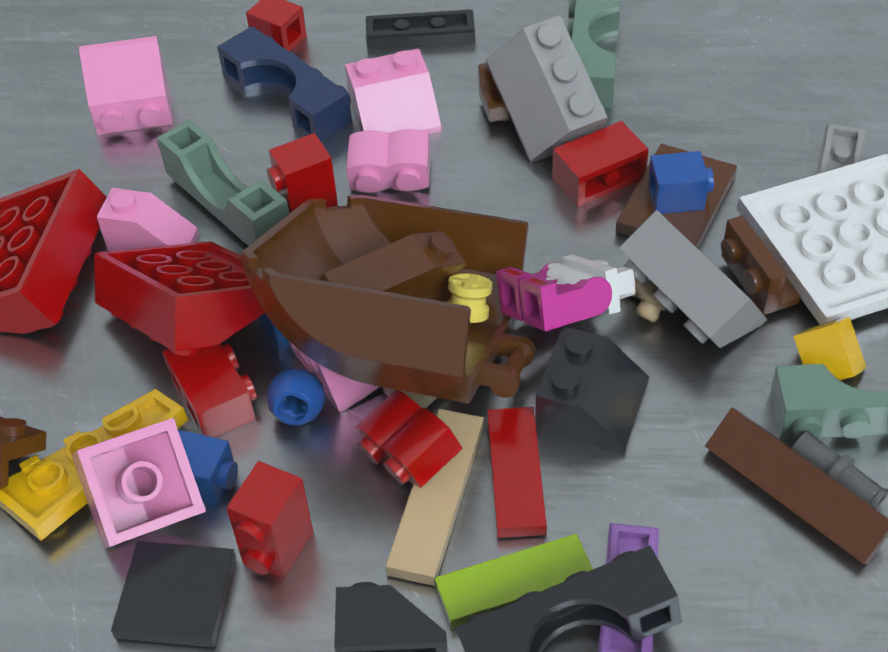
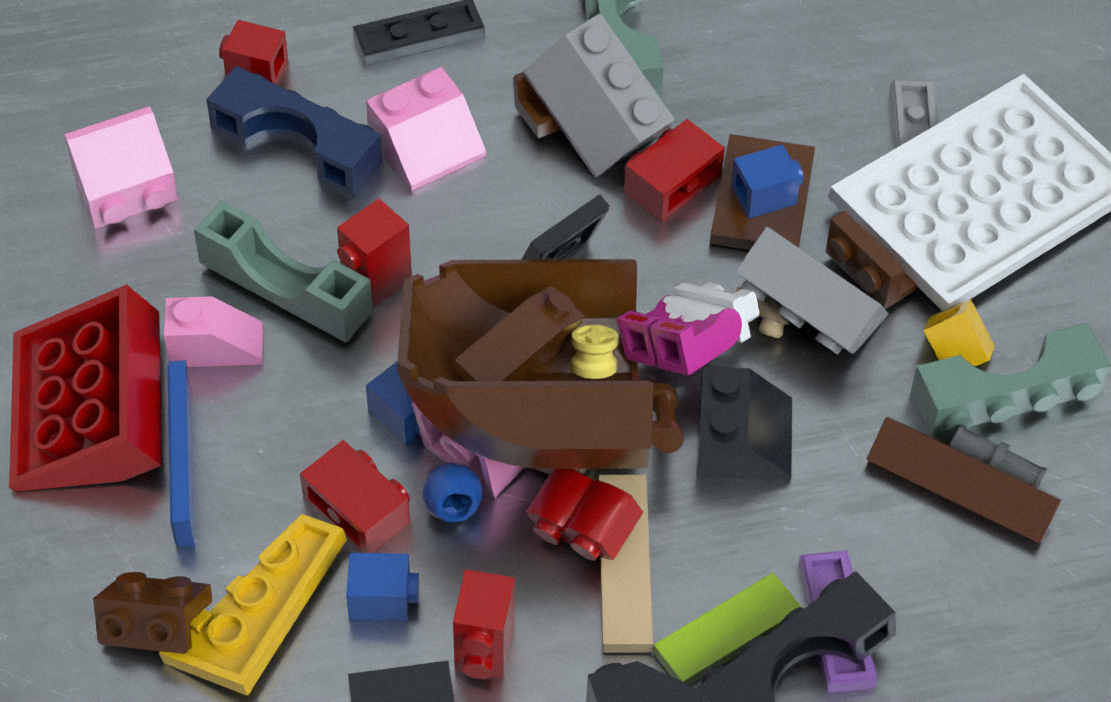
camera: 20 degrees left, 5 degrees up
(71, 329) = (180, 454): none -> blue tile
(138, 482) = (336, 617): bright pink slope -> none
(177, 293) = (297, 403): red slope -> none
(388, 160) = (448, 206): bright pink brick -> none
(479, 193) = (570, 233): none -> black tile
(516, 473) = (694, 523): red tile -> none

